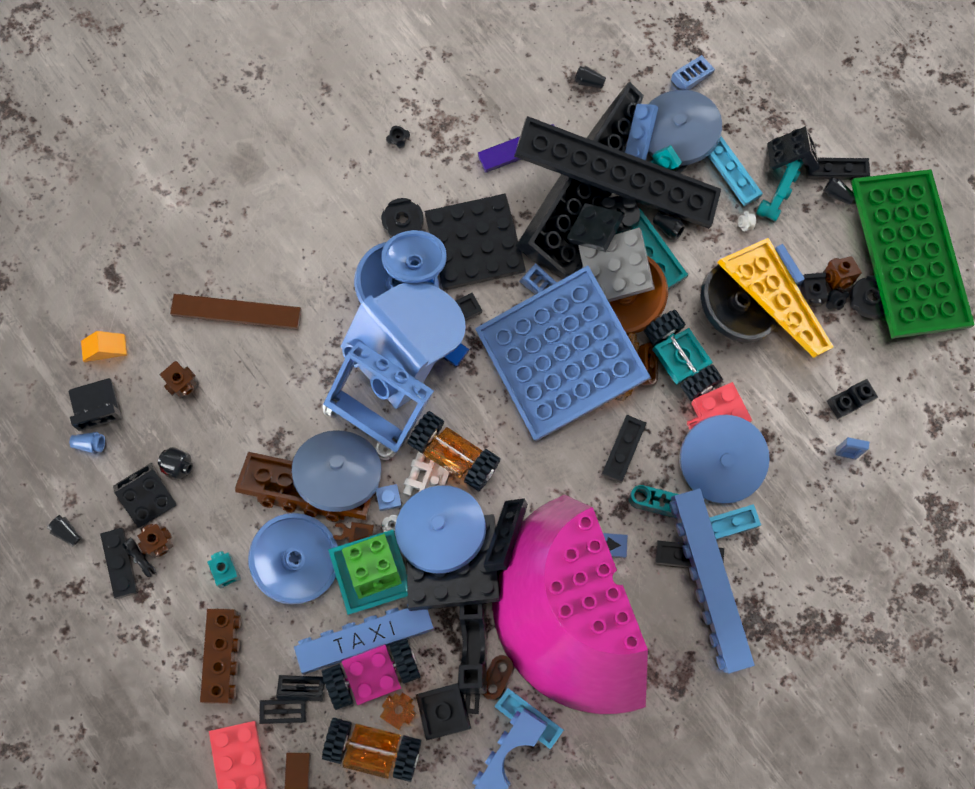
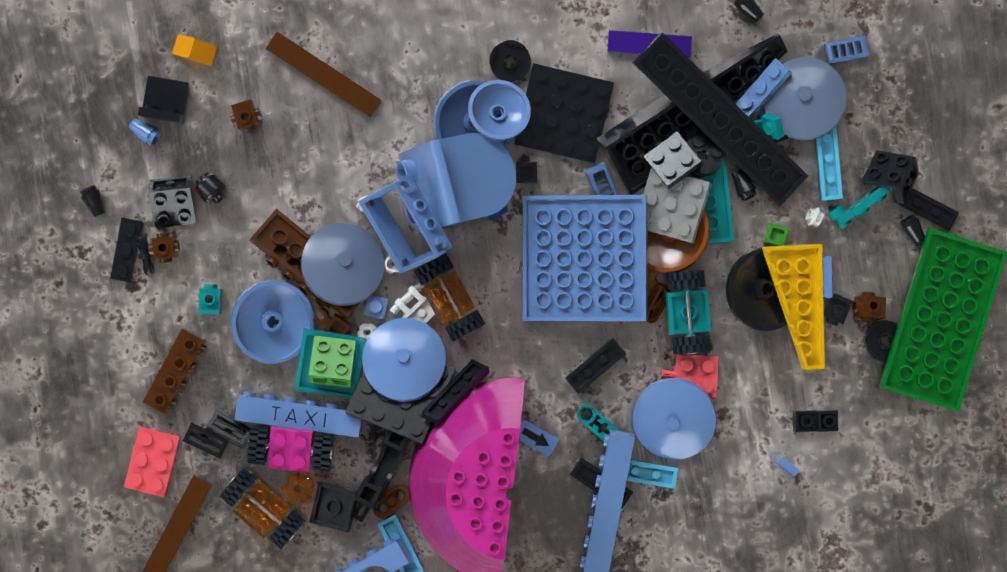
camera: 30 degrees right, 15 degrees up
(720, 251) = (776, 235): none -> bright green tile
(836, 299) = (852, 327): black plate -> none

